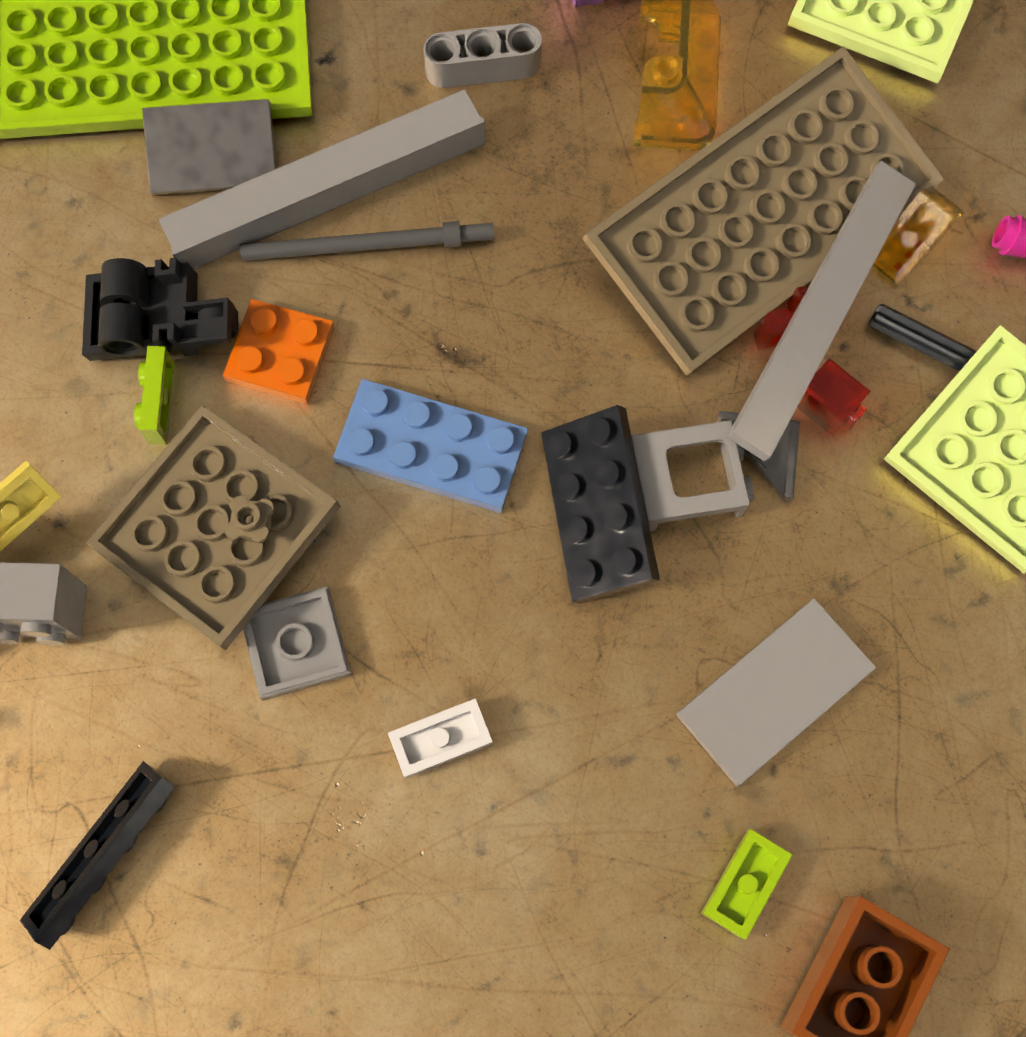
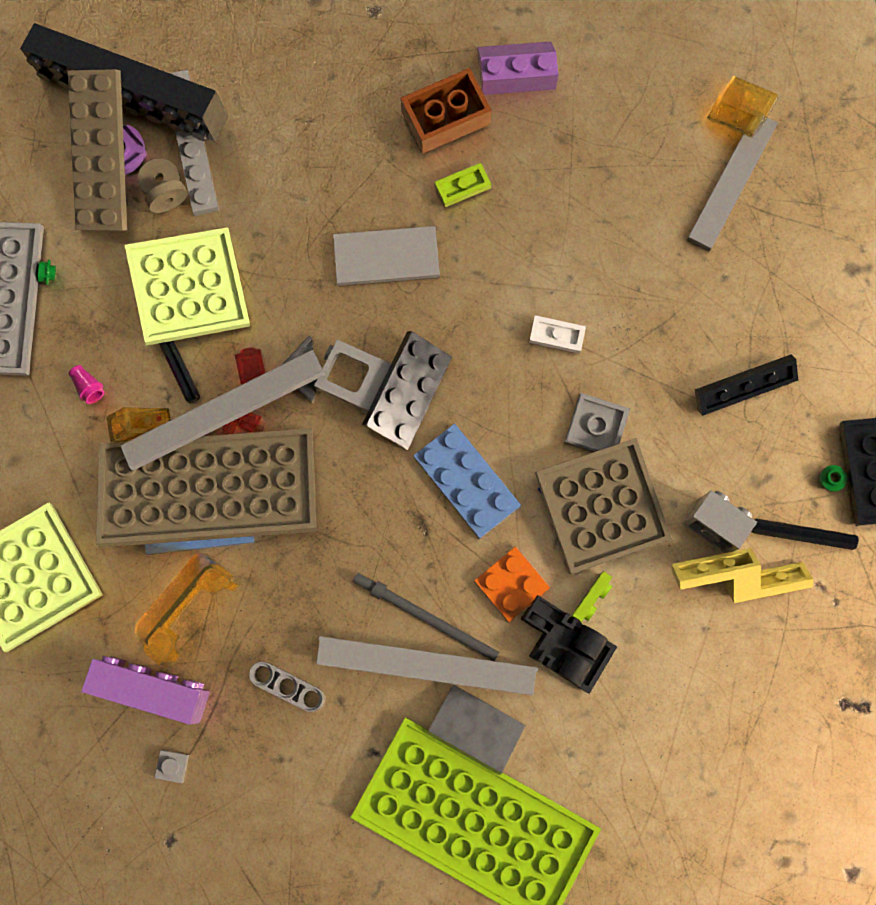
camera: 145 degrees left, 5 degrees up
(259, 528) = (585, 480): dark tan plate -> none

